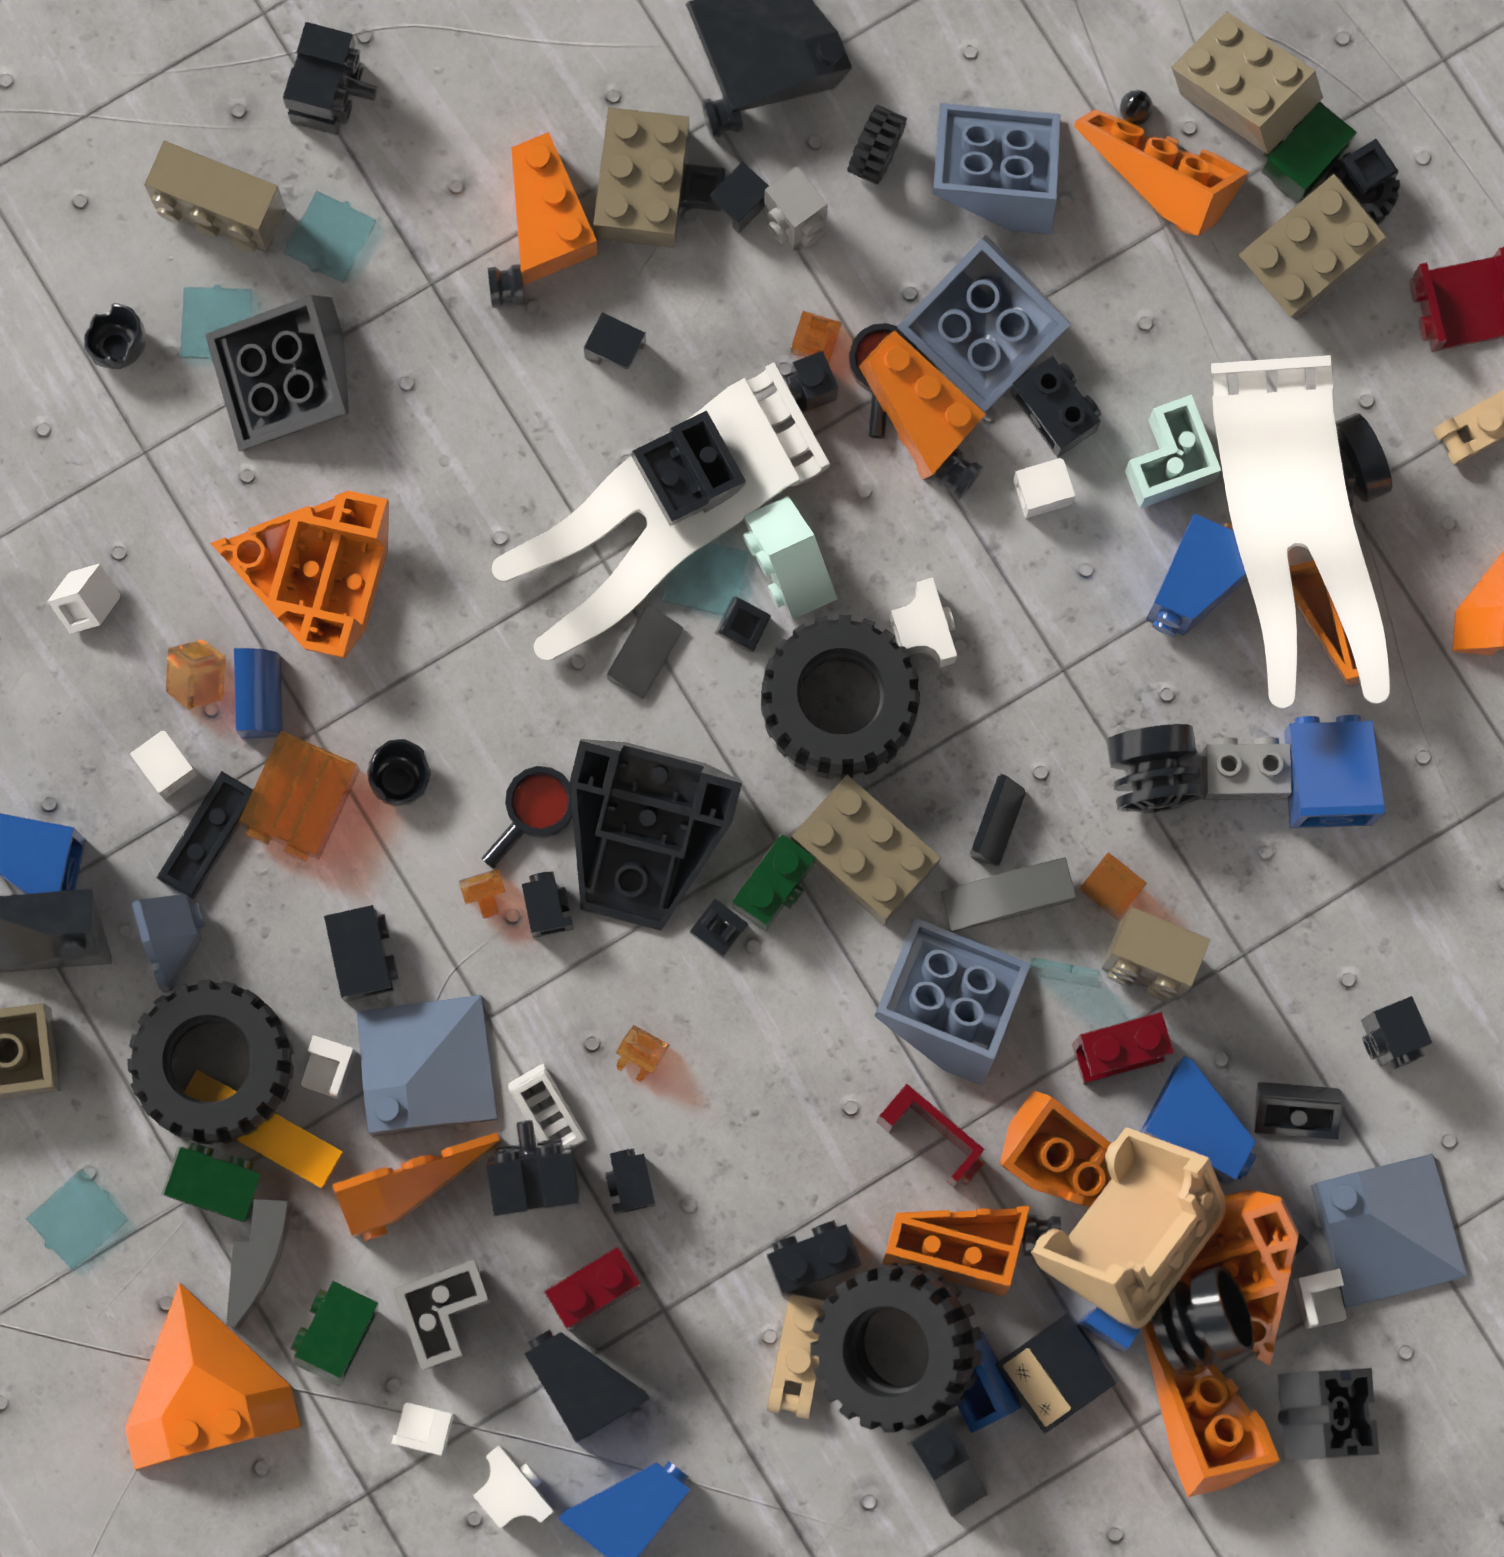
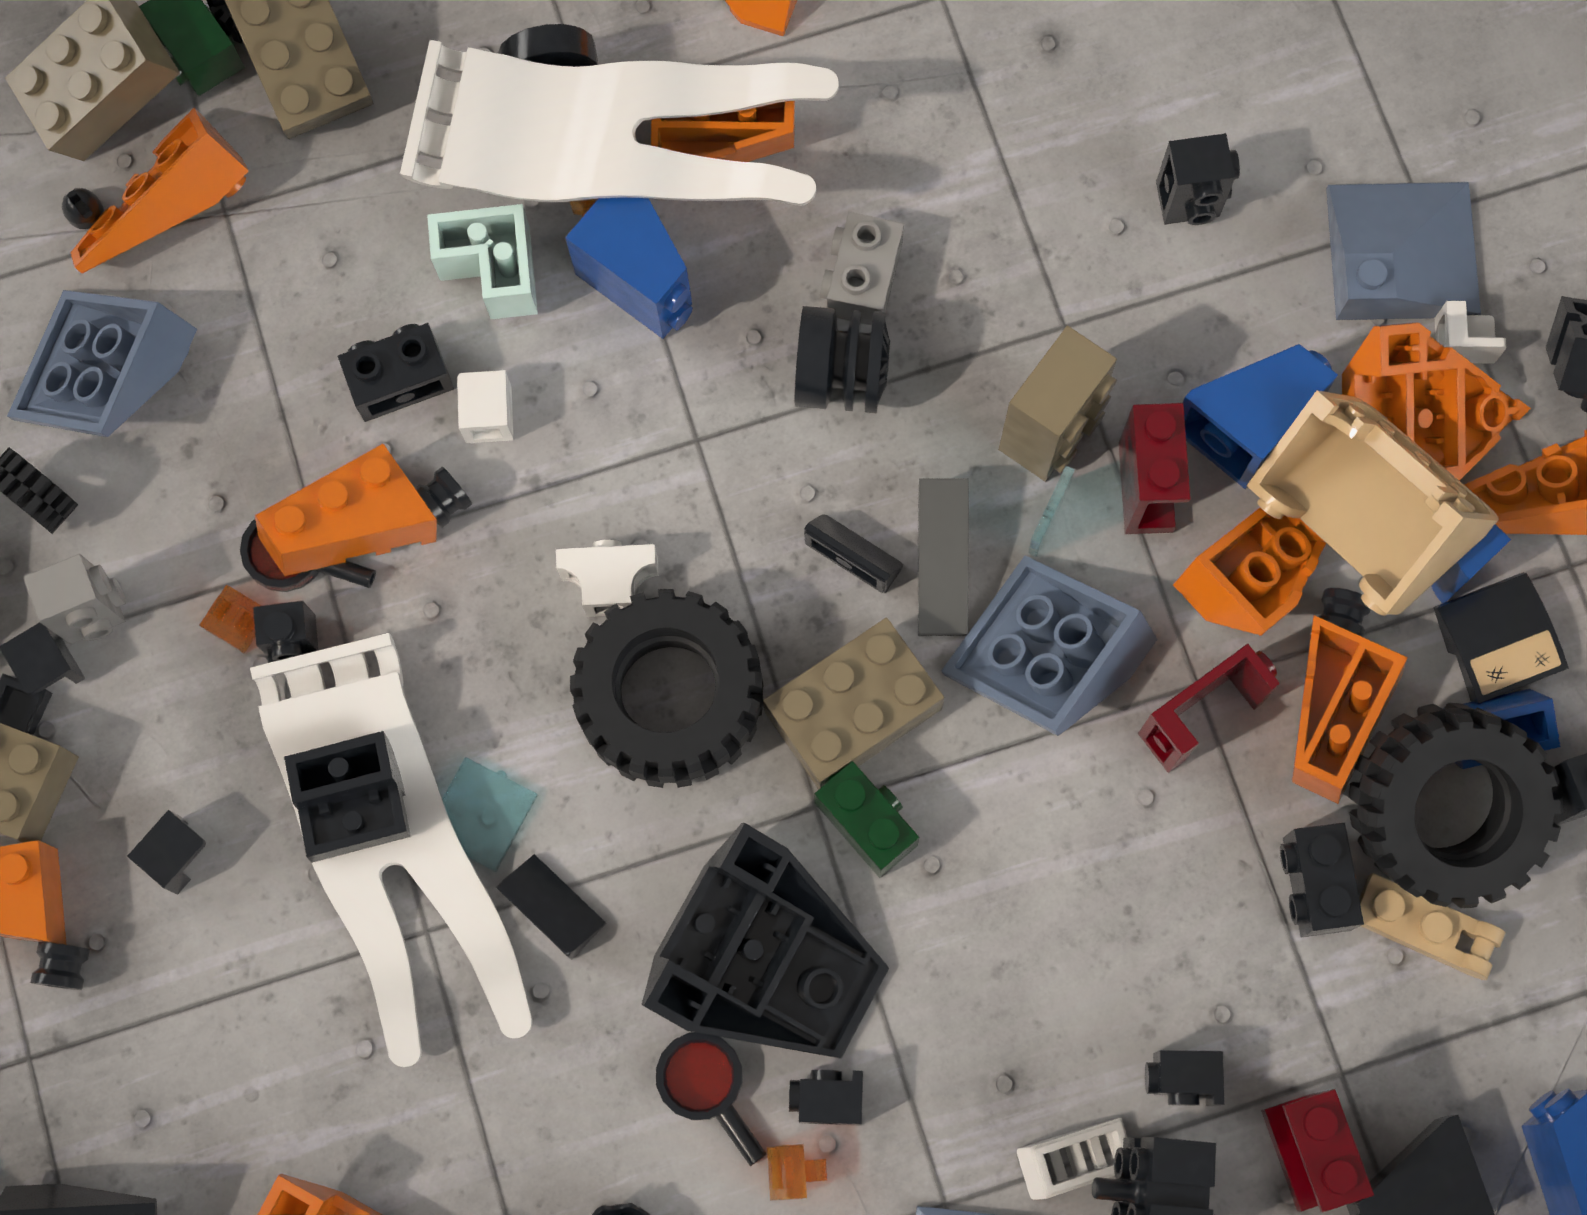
camera: 70 degrees left, 5 degrees down
(641, 1050) = (1030, 1024): clear orange tile -> none
(718, 928) = (902, 898): black tile -> none
(743, 624) = (549, 783): black tile -> none
(791, 556) = (484, 705): light aqua brick -> none
(984, 323) = (275, 422): sand blue slope -> none
(1112, 886) = (959, 441): clear orange panel -> none
(1204, 1321) = (1487, 450): black wheel -> none
(1298, 1110) = (1251, 310): black slope -> none
(1333, 773) = (891, 174): blue slope -> none

